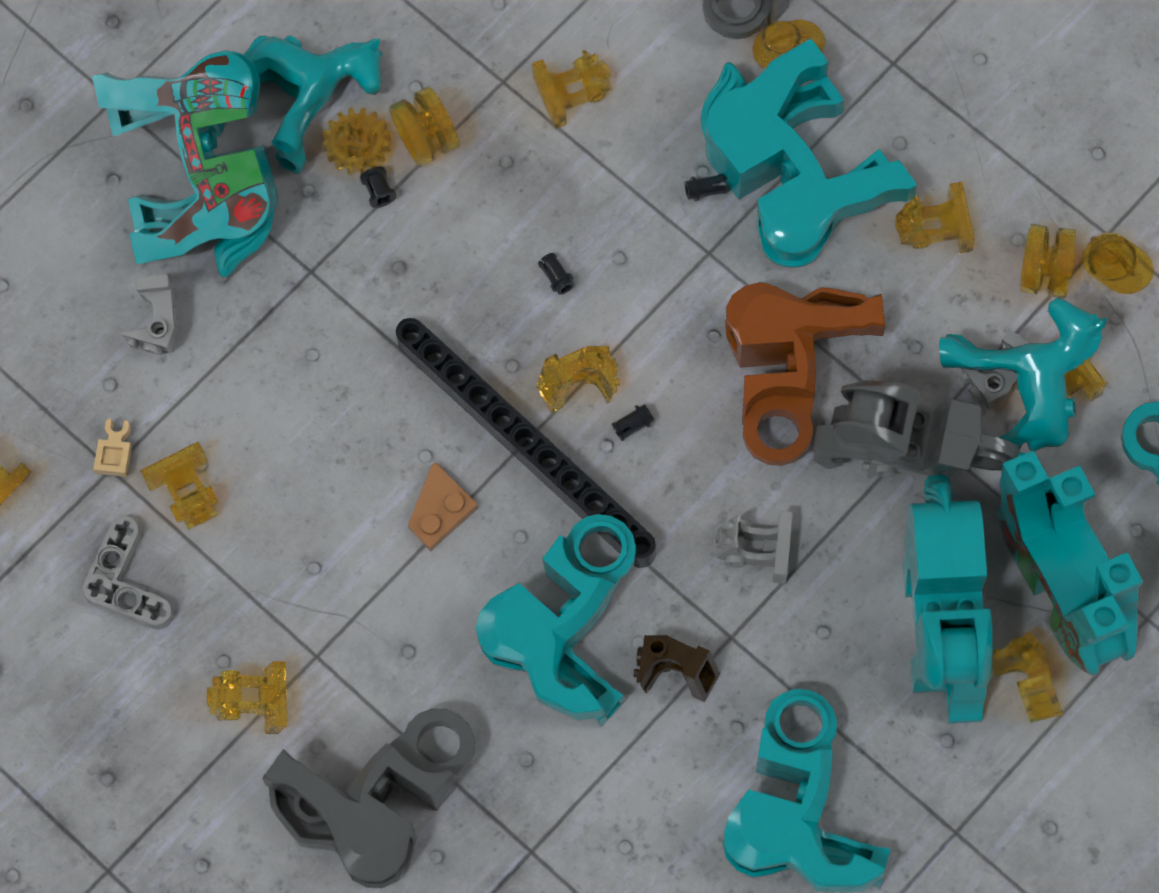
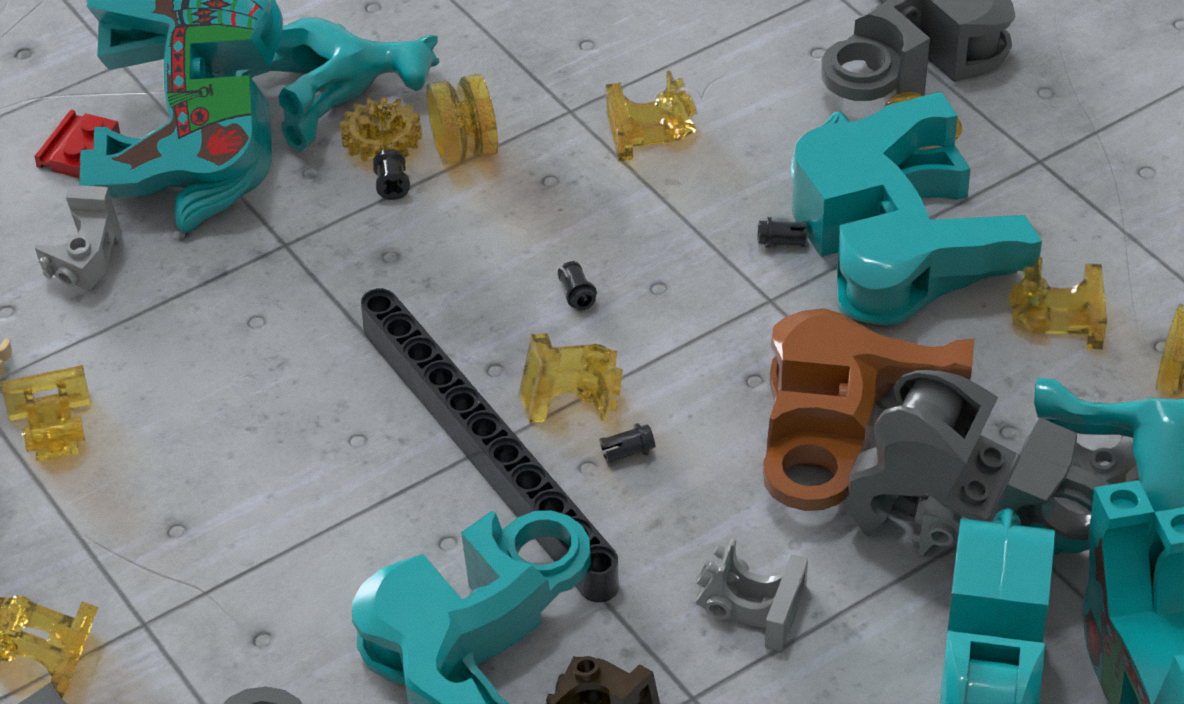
camera: 10 degrees right, 25 degrees down
(106, 200) = (65, 143): none -> red plate
(439, 508) = (356, 494): medium nougat wing -> none

